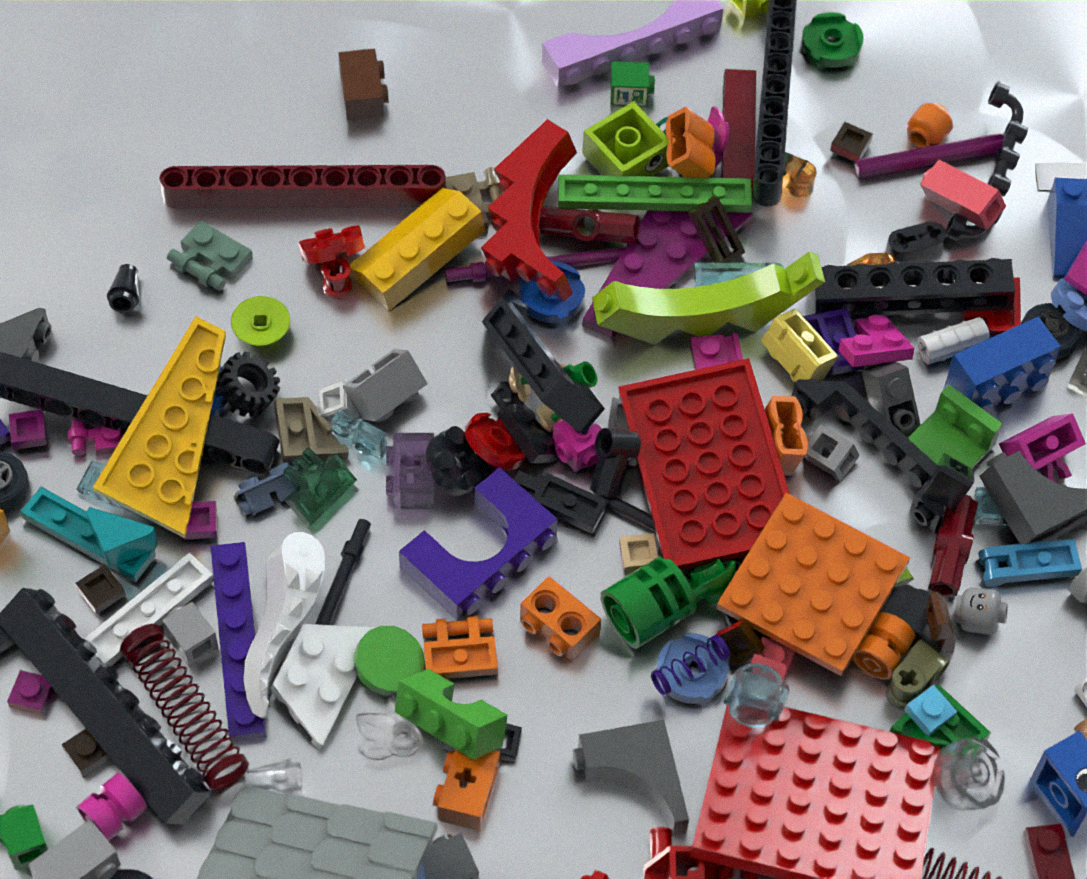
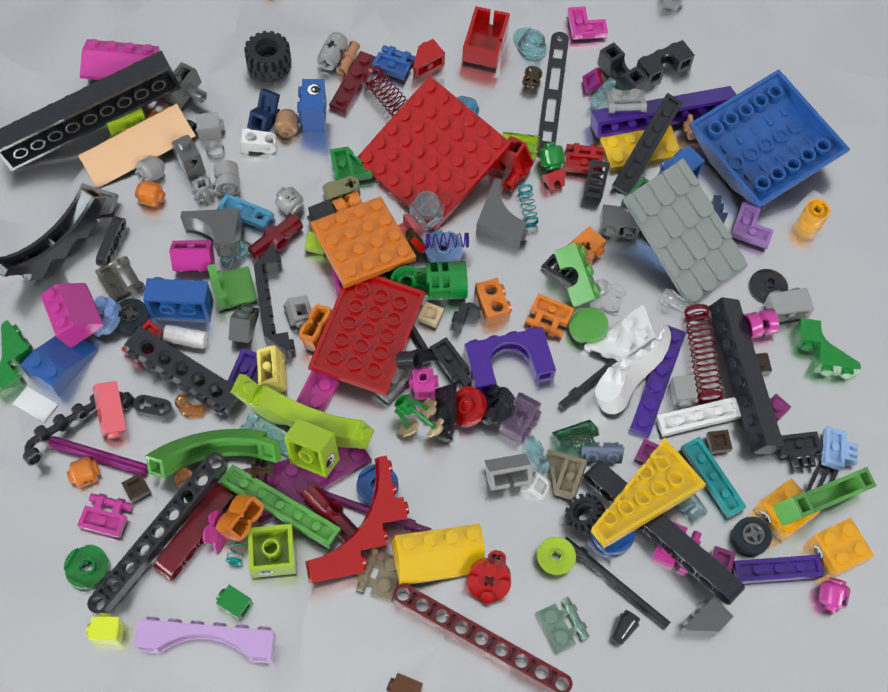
camera: 150 degrees left, 5 degrees up
(120, 537) = (702, 453): teal slope -> none
(231, 344) = (582, 555): none -> black bar
(538, 366) = (426, 433): black slope -> none
(592, 570) = (466, 309): none -> black bracket
(626, 849) = (526, 192): none -> teal piece
(664, 261) = (312, 447): none -> lime brick
(824, 199) = (196, 447): none -> bright green arch
(857, 90) = (104, 521): none -> dark pink plate
(875, 343) = (227, 346): dark pink plate -> none
(930, 710) = (350, 167): medium azure plate -> none
(940, 623) = (316, 196): reddish brown slope -> none
(950, 482) = (255, 251): black slope -> none
(968, 774) = (357, 135): clear cylinder -> none

